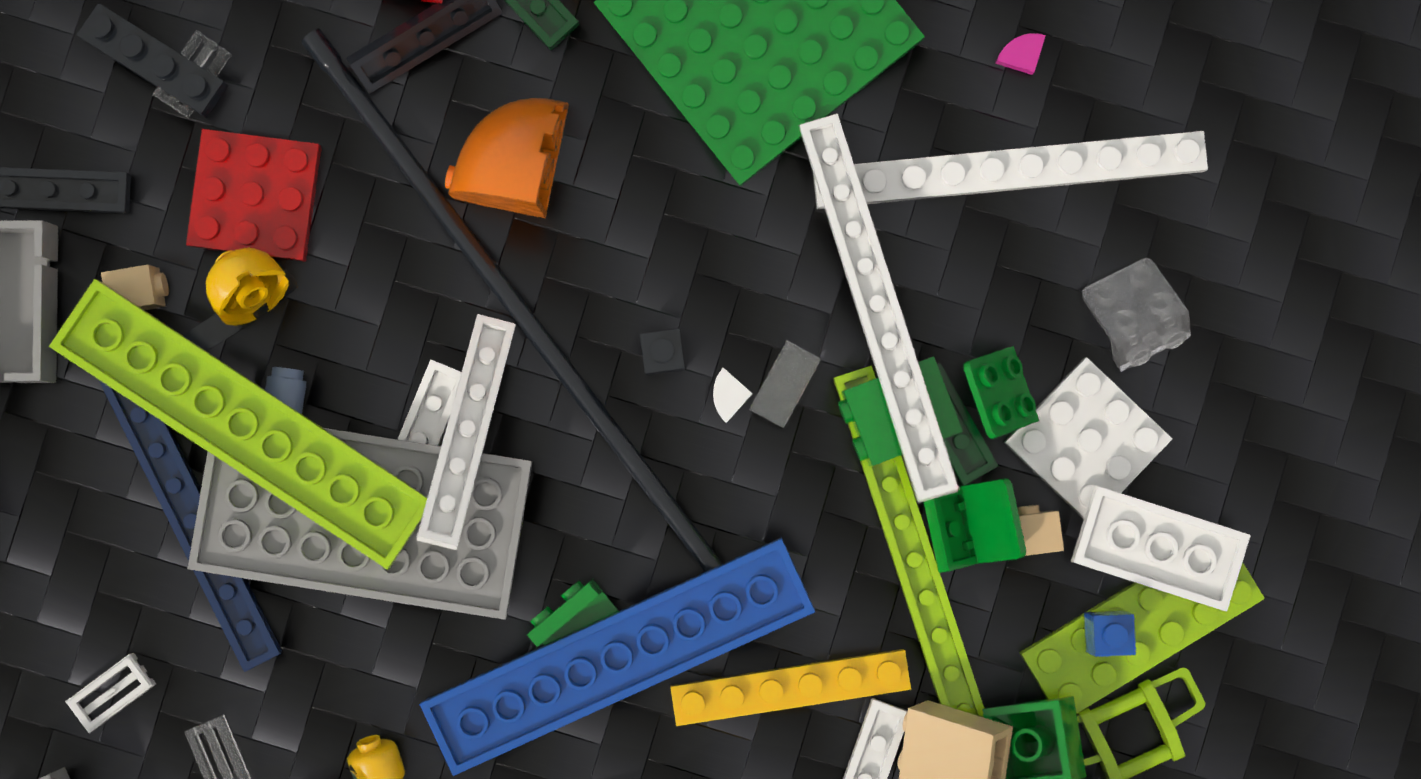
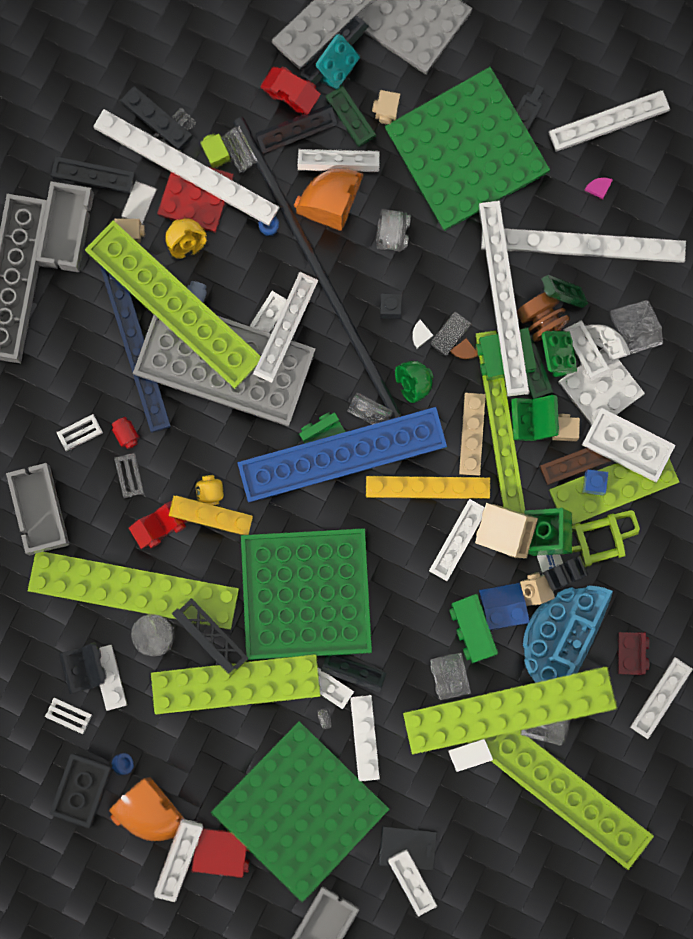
camera: 15 degrees right, 5 degrees down
(148, 227) = (139, 202): none -> white sticker
(196, 681) = (125, 433): none -> red brick
(223, 146) = (186, 167): none -> white plate
(275, 103) = (215, 150): none -> lime brick
(324, 89) = (241, 147): none -> clear tile
(404, 229) = (271, 229): none -> blue tile
(513, 82) = (338, 159): none -> white plate
(641, 205) = (392, 230): none -> clear brick
(655, 560) = (368, 409): none -> clear plate
(733, 488) = (415, 380): none -> green cylinder
(817, 412) = (464, 350): none -> dark orange tile
(857, 571) = (472, 434): none -> tan plate
(958, 325) = (543, 316): none -> dark orange wheel
(991, 272) = (564, 291): none -> dark green plate
(1052, 378) = (587, 351): none -> white plate
(1055, 601) = (572, 465): none -> reddish brown plate
(1088, 349) = (609, 340): none -> white tile

